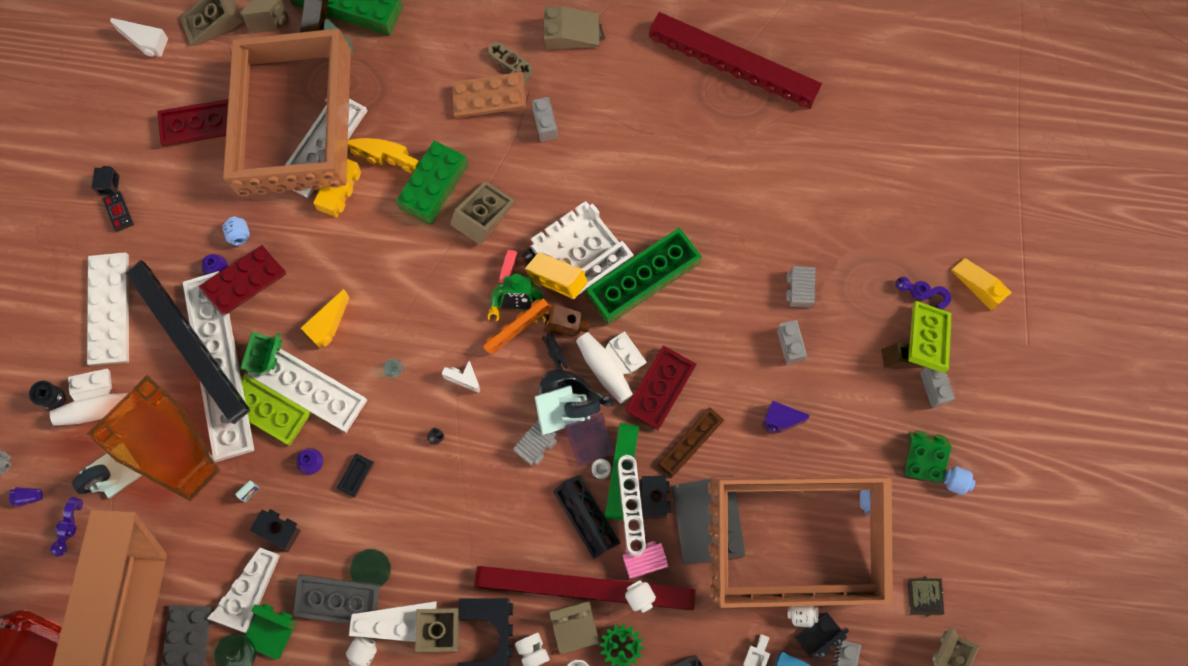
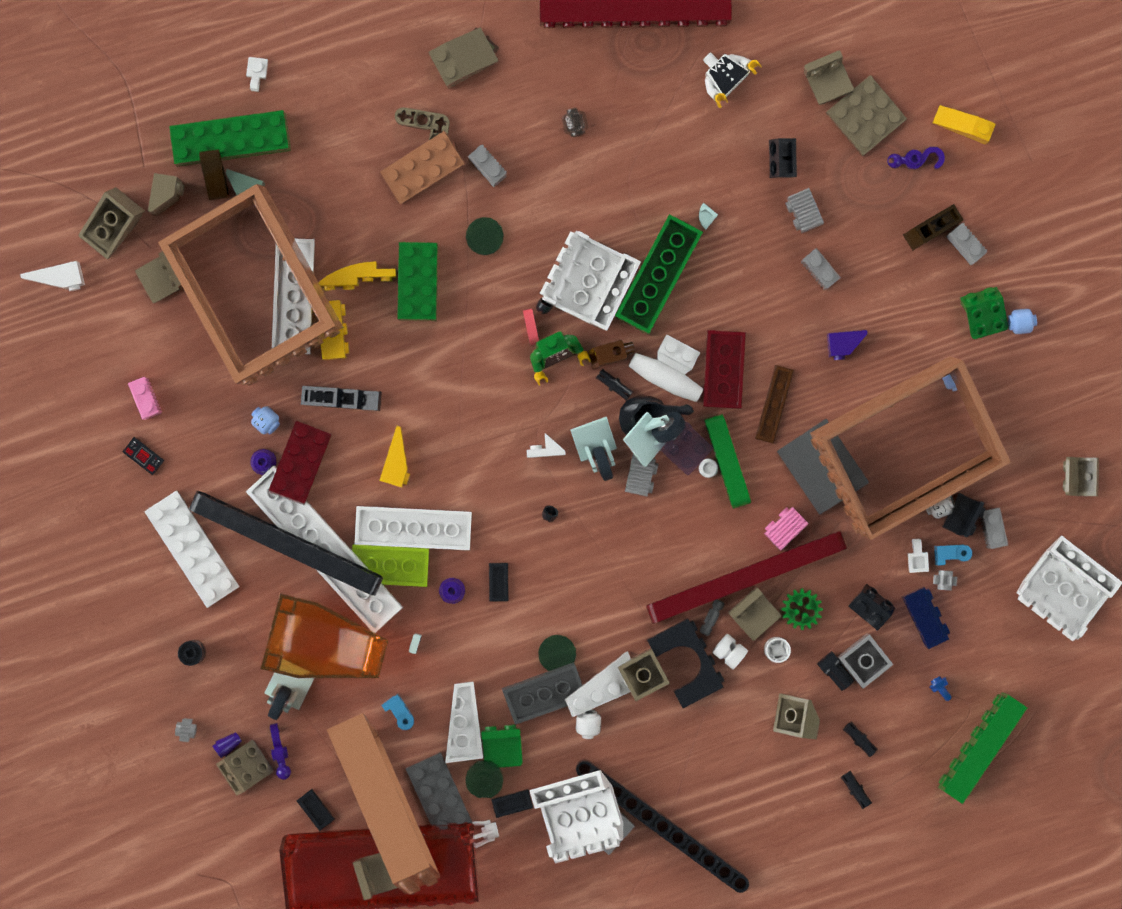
camera: 30 degrees left, 15 degrees up
(28, 525) = (245, 767): none -> dark tan bracket
(61, 597) = (315, 809): none -> black tile
(90, 399) = (231, 636): white plate -> none
(105, 181) = (115, 434): black brick -> none
(148, 164) = (144, 398): none -> bright pink brick
(193, 122) = (162, 334): dark red plate -> none
(197, 547) = (403, 715): none -> dark azure leg
(217, 78) = (158, 278): none -> dark tan bracket
(260, 353) = (361, 521): green bracket -> none
(264, 524) = (447, 667): black brick -> none
(312, 246) = (341, 398): none -> black slope
(393, 363) = (473, 472): clear light blue plate -> none
(481, 212) = (479, 286): dark tan slope -> none
(508, 391) = (595, 440): none -> light aqua plate
(510, 175) = (484, 236): none -> clear green tile
(522, 321) = (565, 387): orange plate -> none
(532, 610) = (712, 617): none -> dark grey axle
(556, 275) = (583, 317): yellow brick -> none
(583, 518) = (714, 518): black fence -> none
(631, 515) = (752, 480): white beam -> none
(637, 121) = (575, 122): none -> clear smoke head
(640, 596) = (798, 562): white head -> none
(651, 485) = (757, 463): black brick -> none
(711, 251) = (706, 216): none -> light aqua tile
(788, 143) = (726, 74): none -> torso
(803, 232) = (782, 158): none -> black brick
(875, 185) = (828, 78): none -> dark tan bracket
(894, 236) = (866, 115): none -> dark tan plate
(925, 596) = (1036, 436): piece -> none
(930, 337) = (941, 203): lime plate -> none

